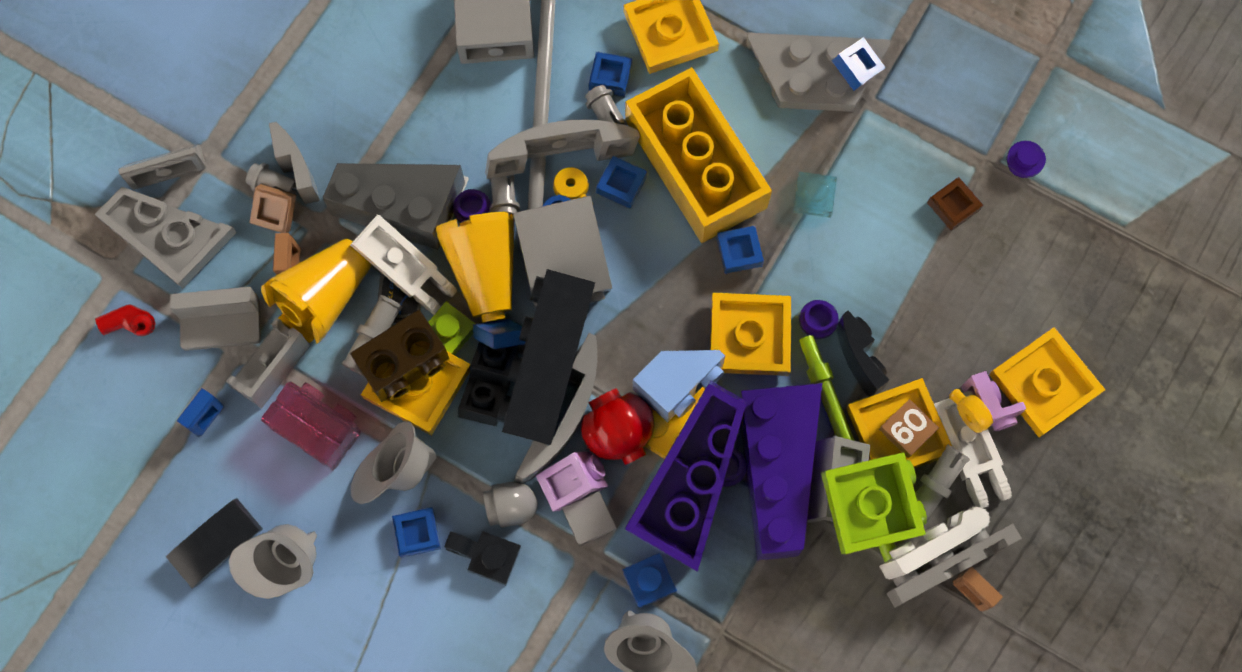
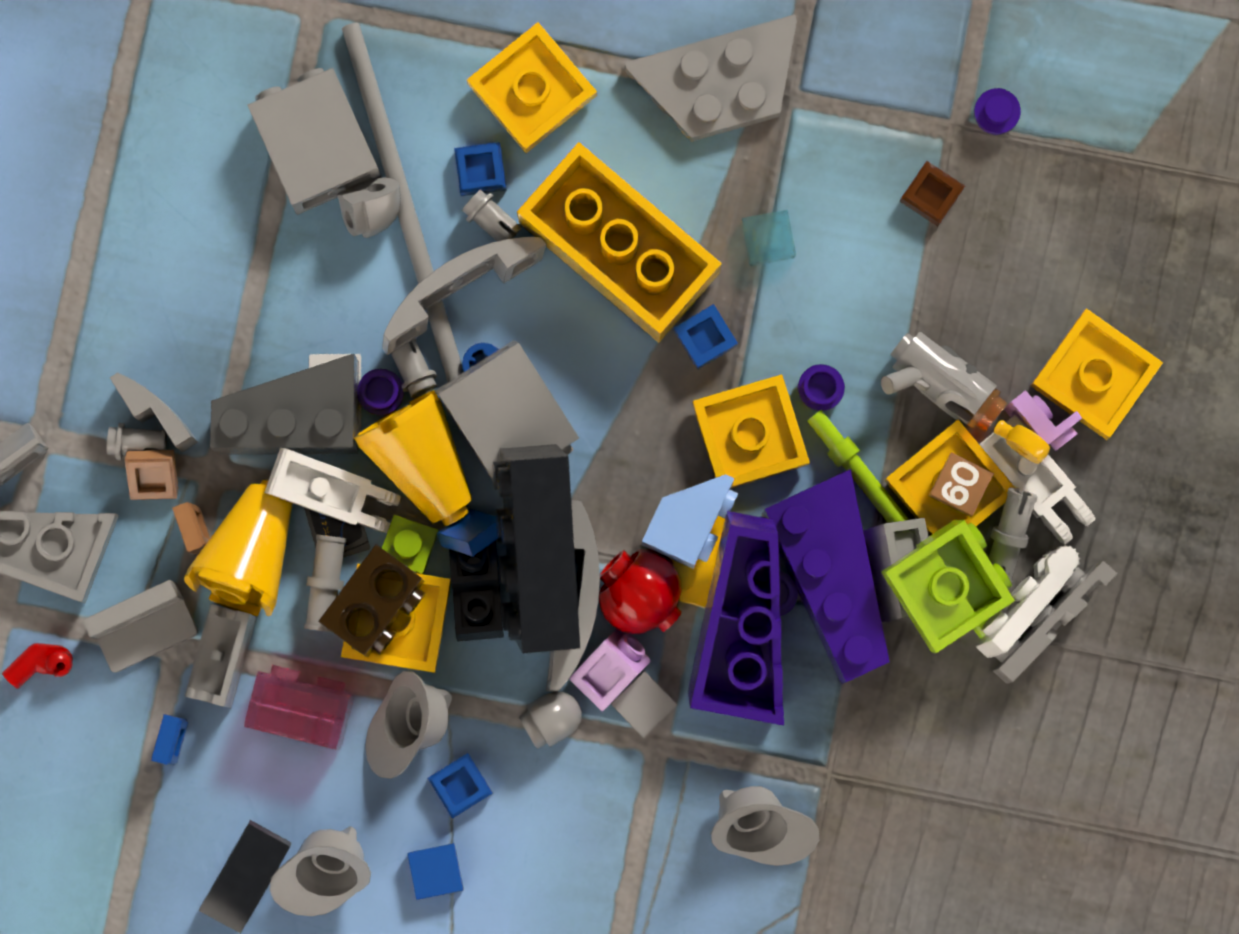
camera: 20 degrees left, 10 degrees up
(369, 594) = (435, 871): none -> blue tile
(490, 556) = (551, 784): black plate -> none
(516, 71) = (370, 206): none -> light grey piece
(571, 176) = (495, 329): yellow piece -> none
(621, 182) = (542, 301): blue plate -> none
(649, 580) = (733, 748): blue plate -> none
(855, 341) = (870, 402): black slope -> none
(858, 64) = (769, 65): plate -> none
(921, 346) = (944, 380): none -> light grey piece
(977, 589) = (1088, 636): medium nougat tile -> none

